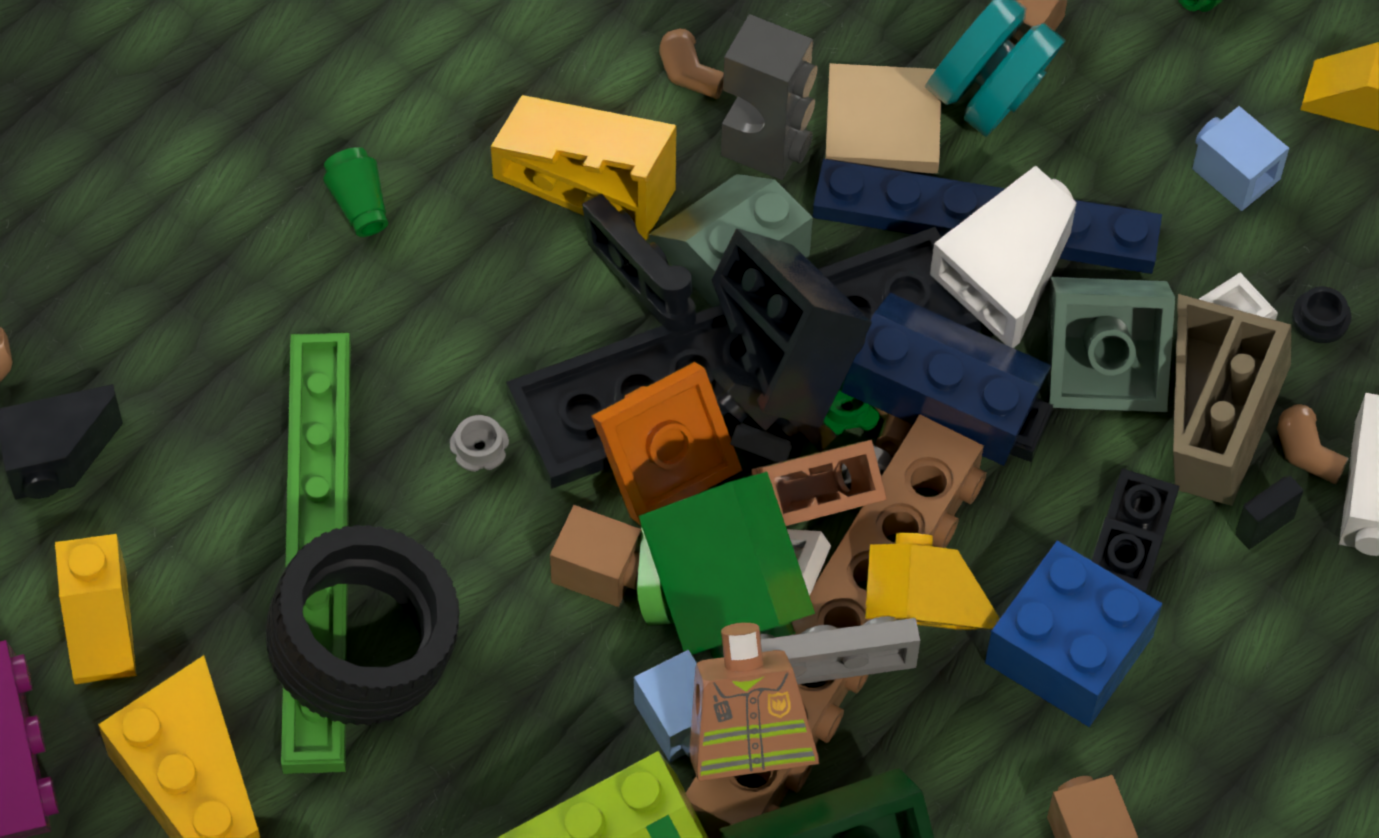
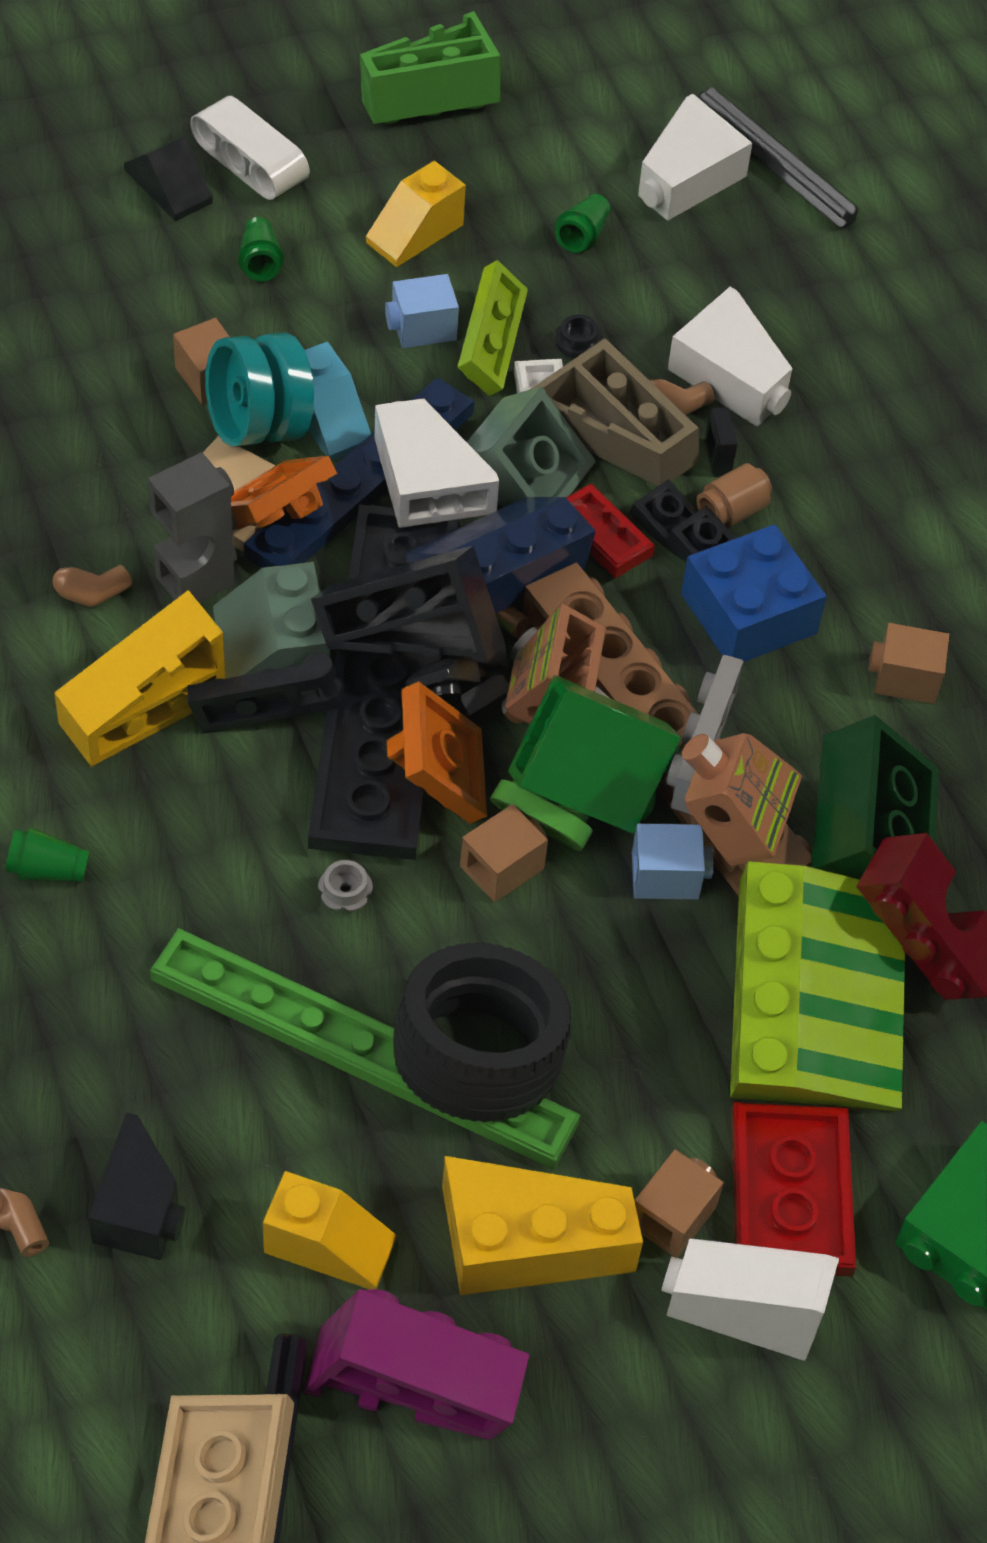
camera: 65 degrees left, 5 degrees down
(891, 146) = (285, 485): none -> orange hinge
(925, 584) = (679, 649): yellow slope -> none
(1052, 127) = (337, 416): none -> medium azure slope
(1068, 459) = (617, 541): none -> red plate
(1203, 559) = (737, 494): none -> medium nougat brick
(1266, 229) = (492, 328): none -> lime plate

